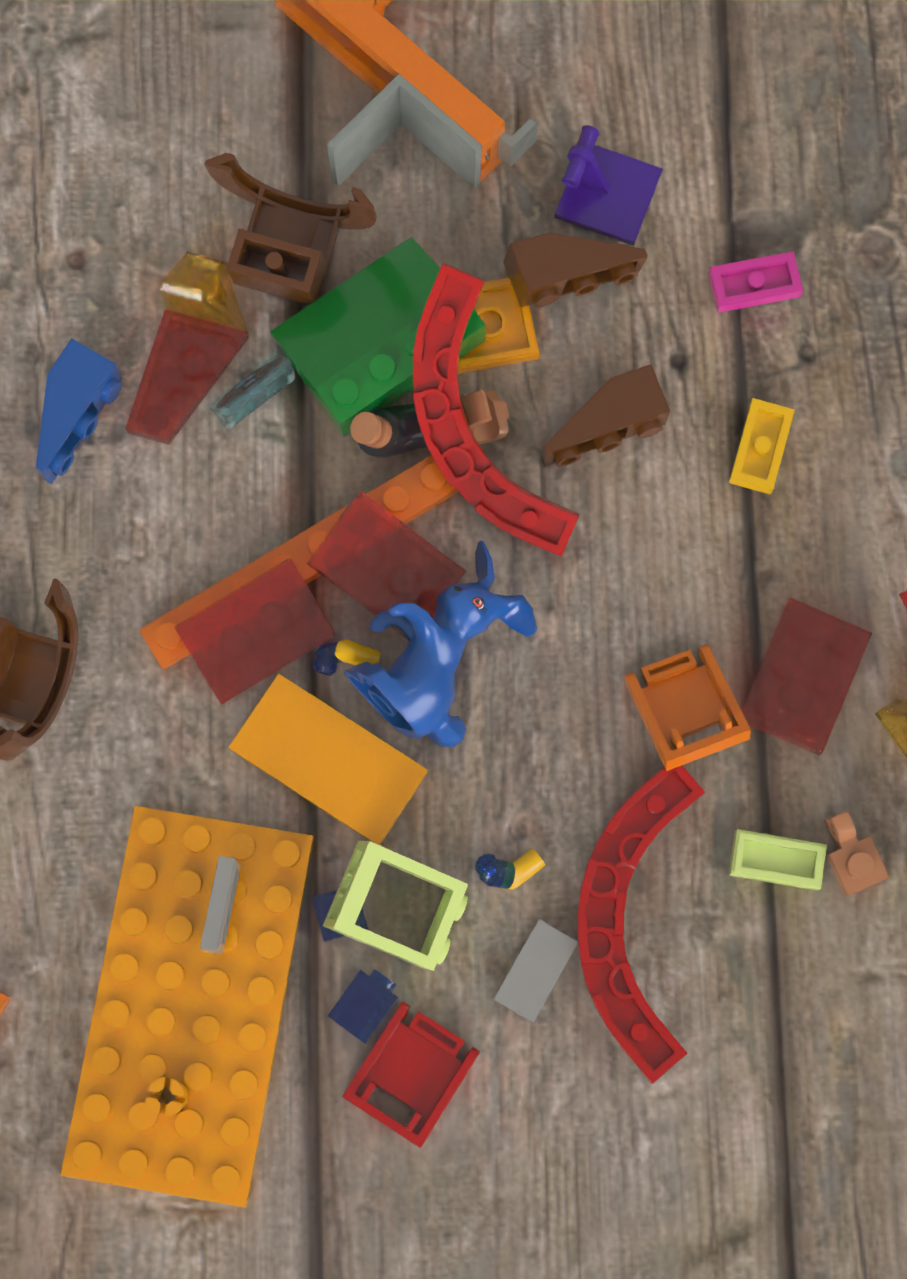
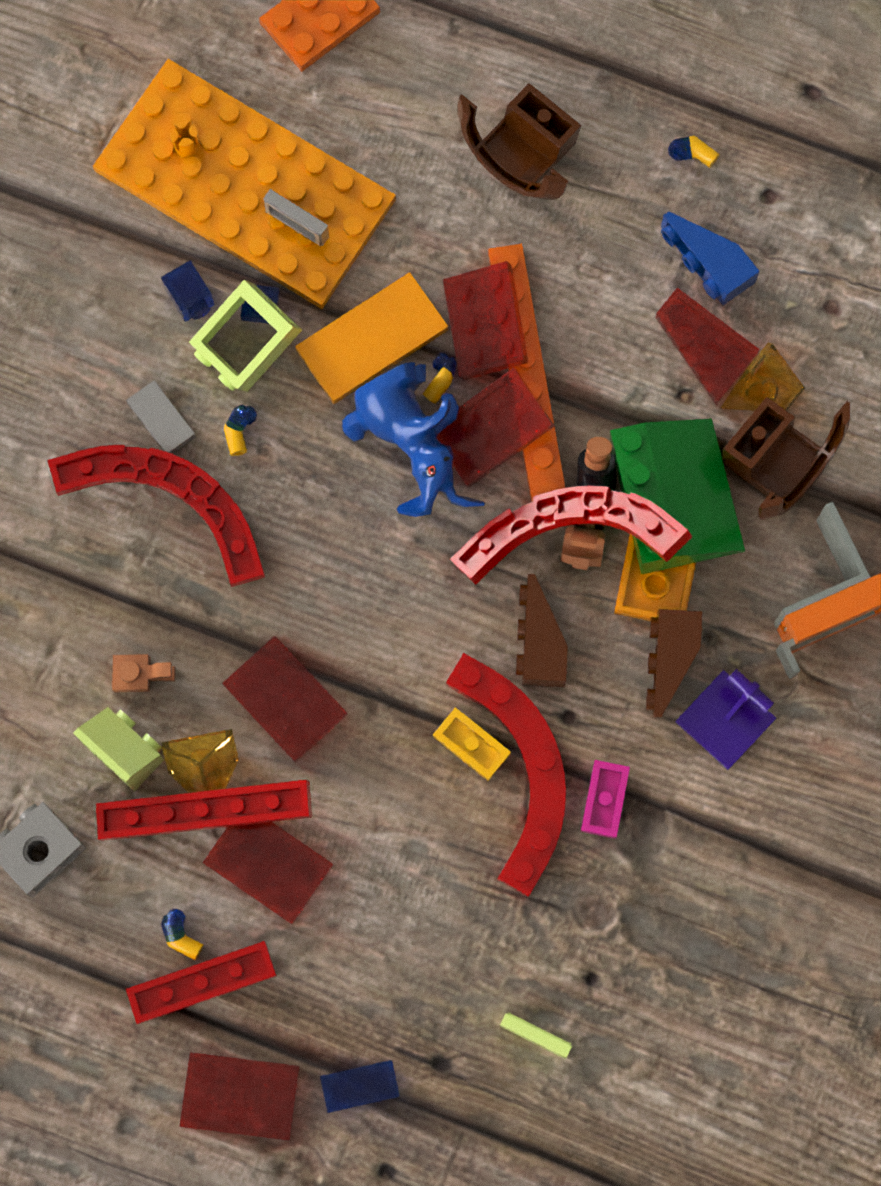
camera: 115 degrees right, 0 degrees up
(253, 391) = (672, 388): clear light blue slope -> none
(417, 1068) = (134, 313): red container -> none
(684, 702) = (302, 599): orange container -> none
(747, 363) = (541, 761): none -> red plate
(777, 859) = (161, 619): yellowish green tile -> none

